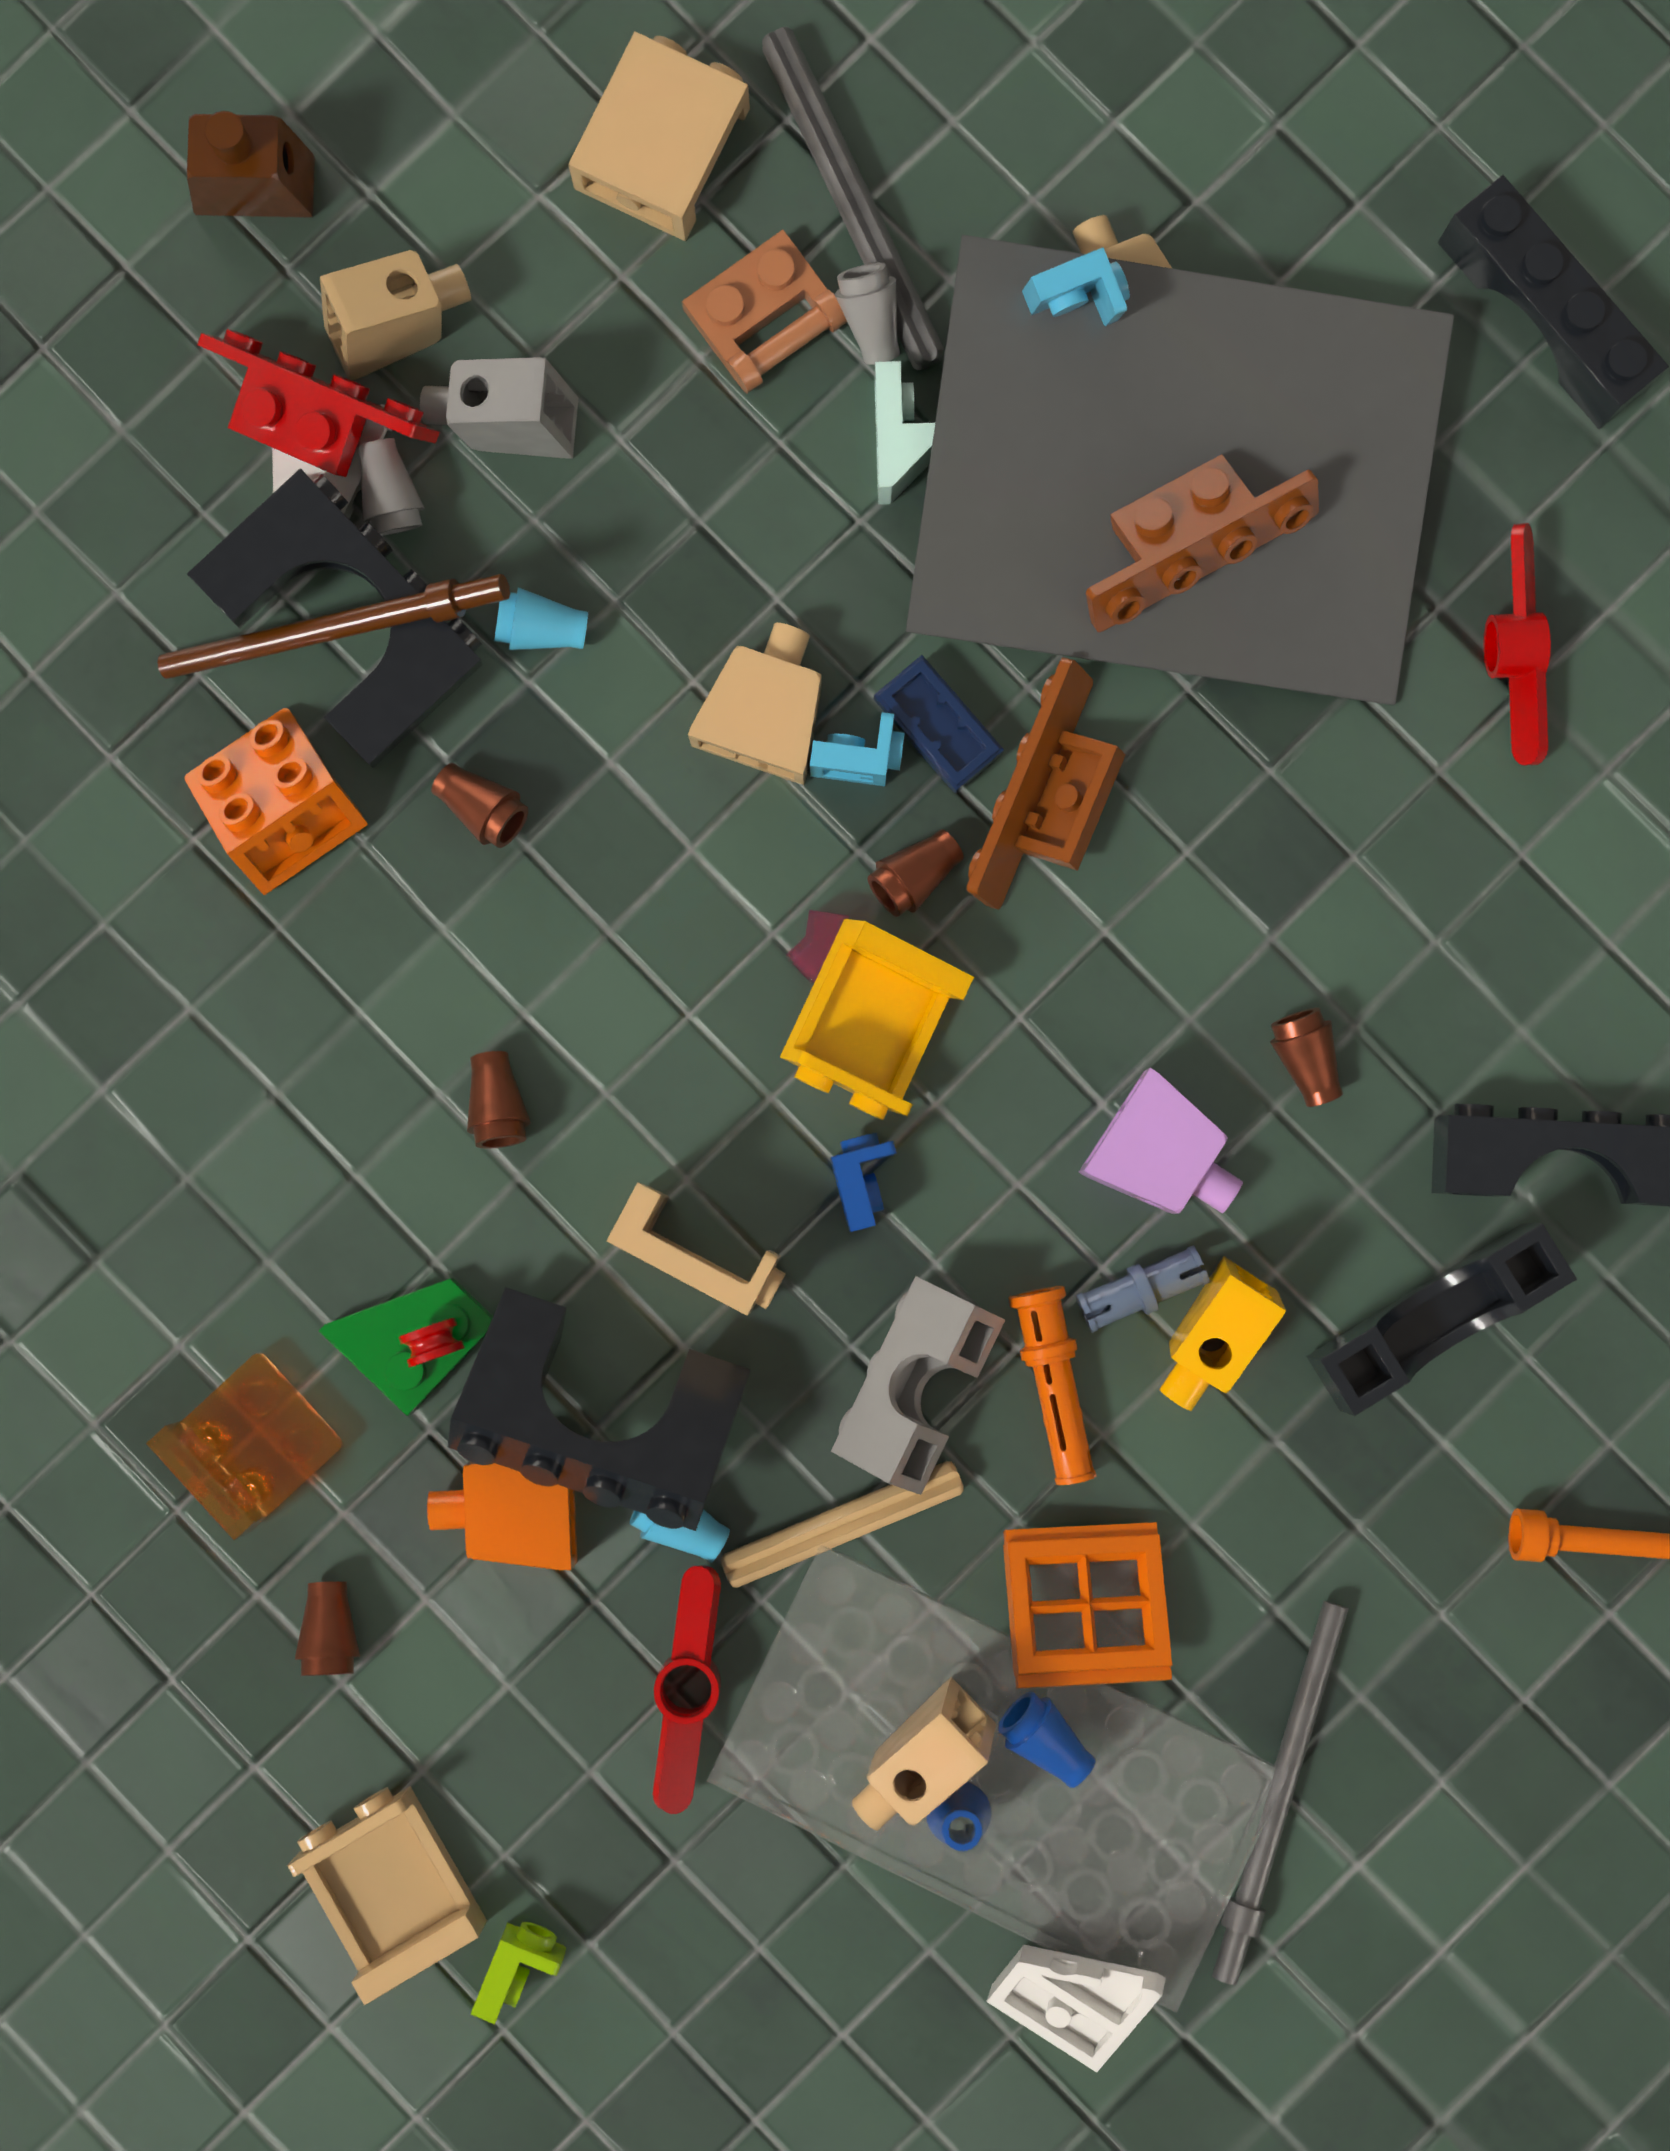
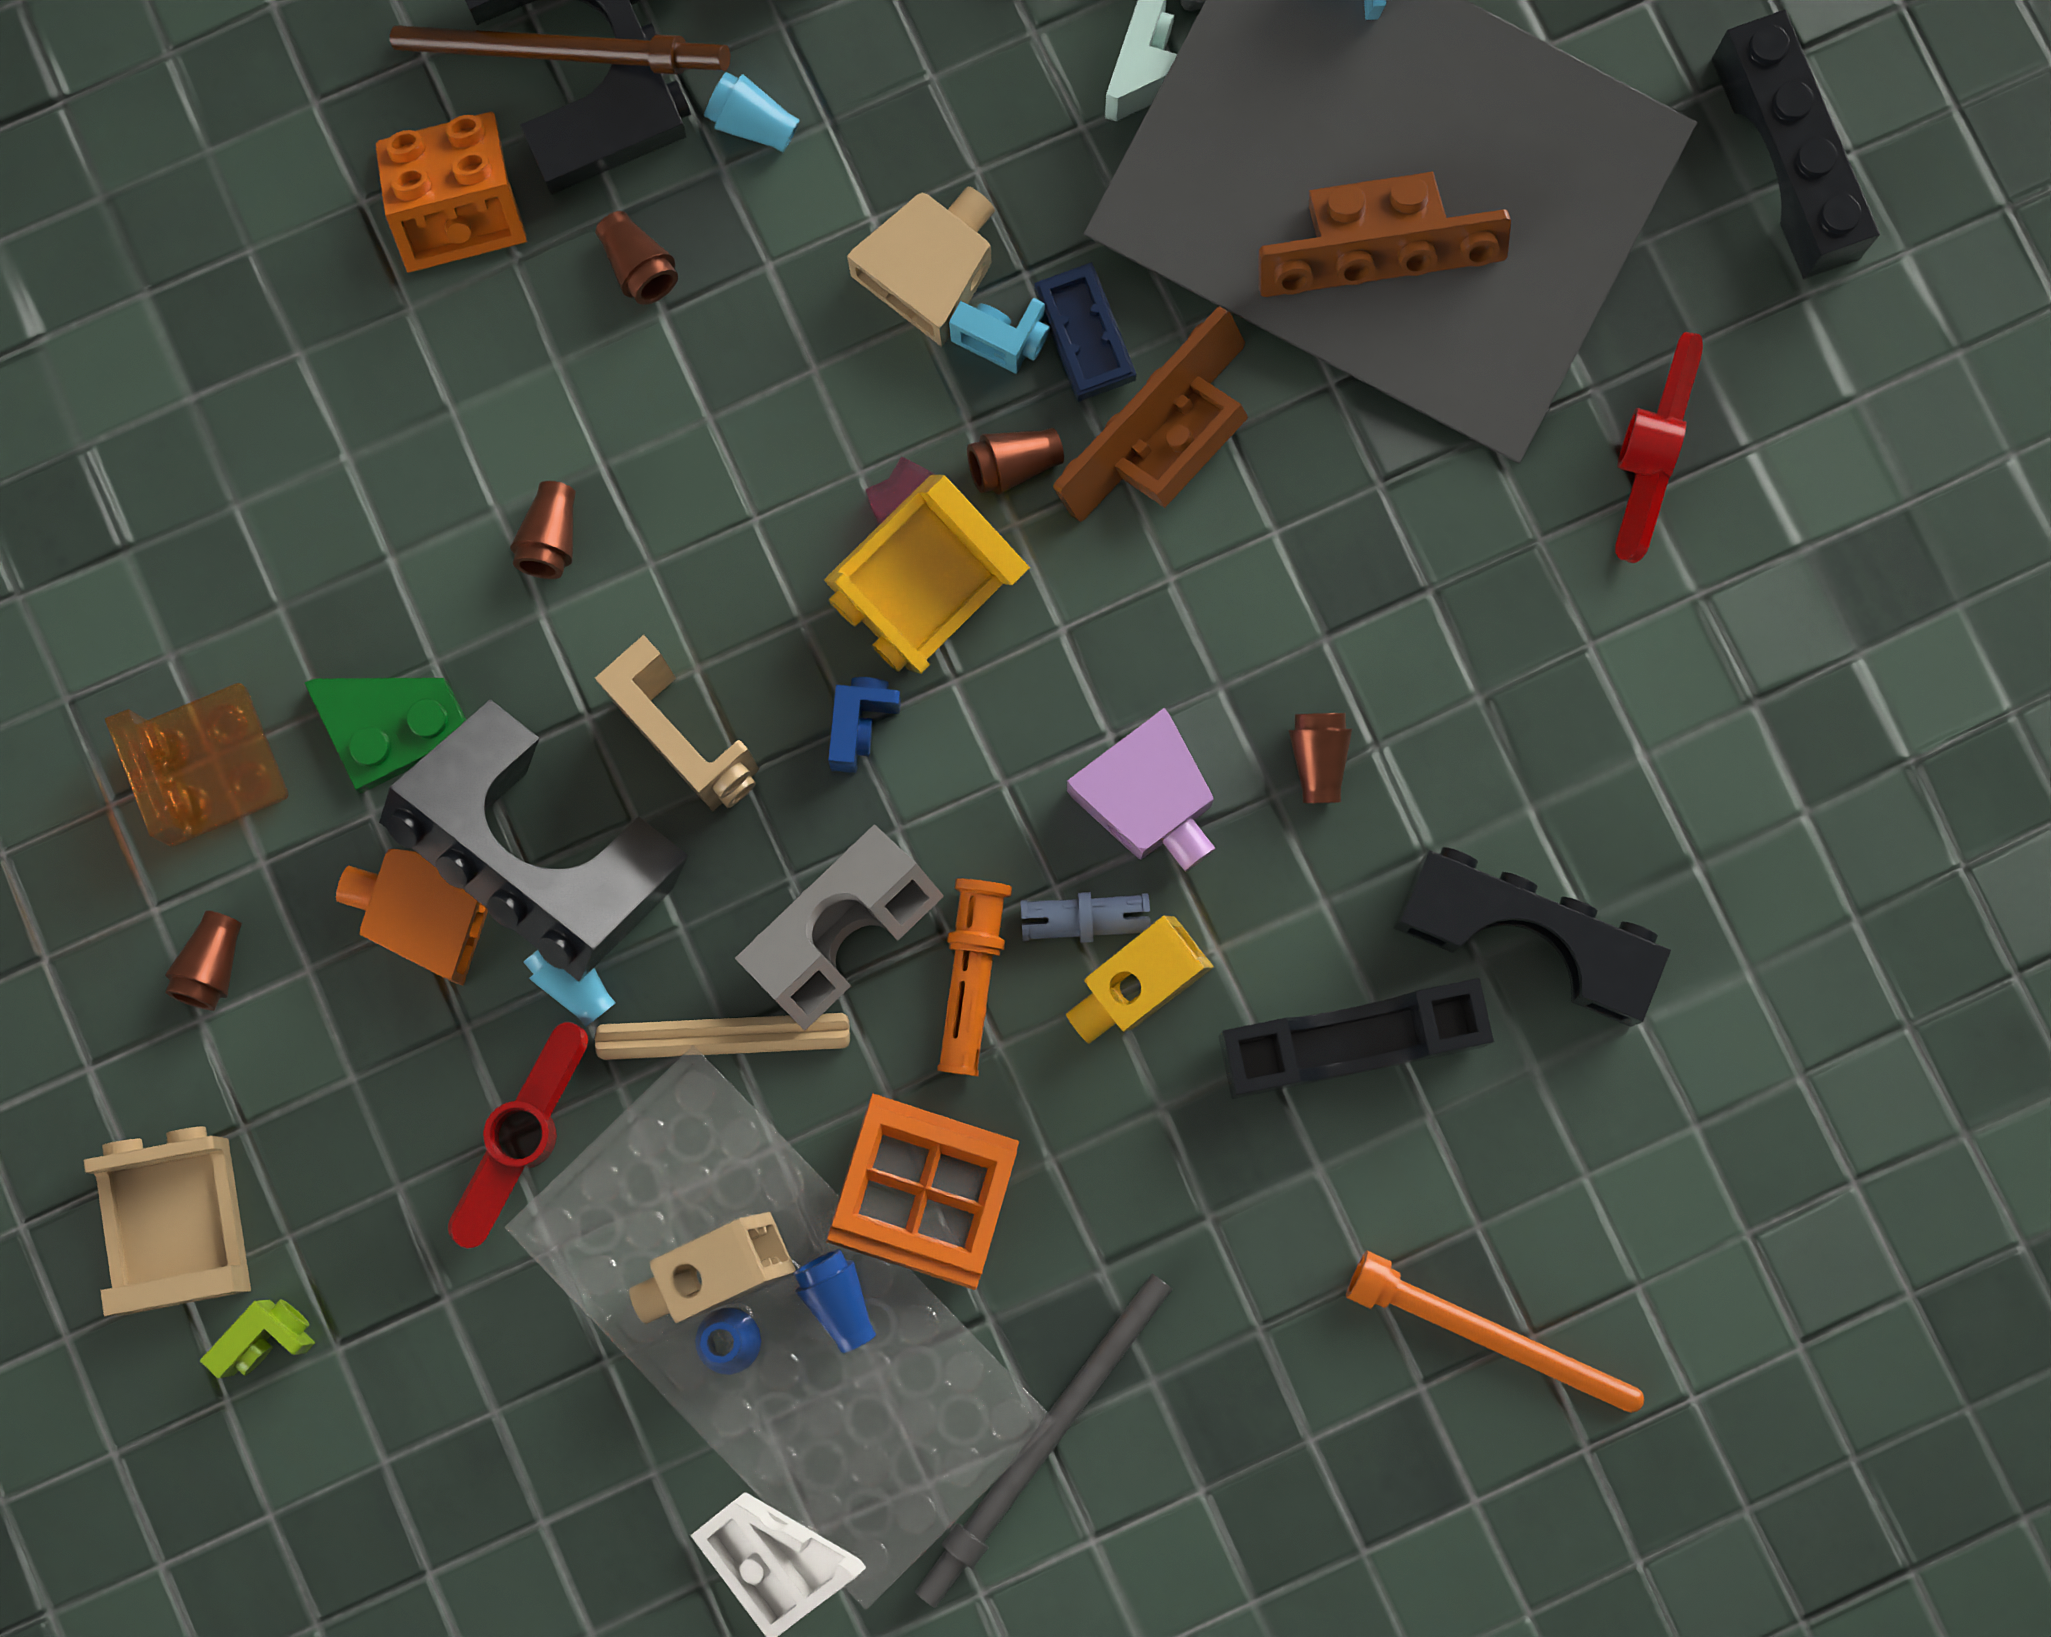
camera: 20 degrees right, 5 degrees down
(431, 1342) = (402, 723): red bush -> none

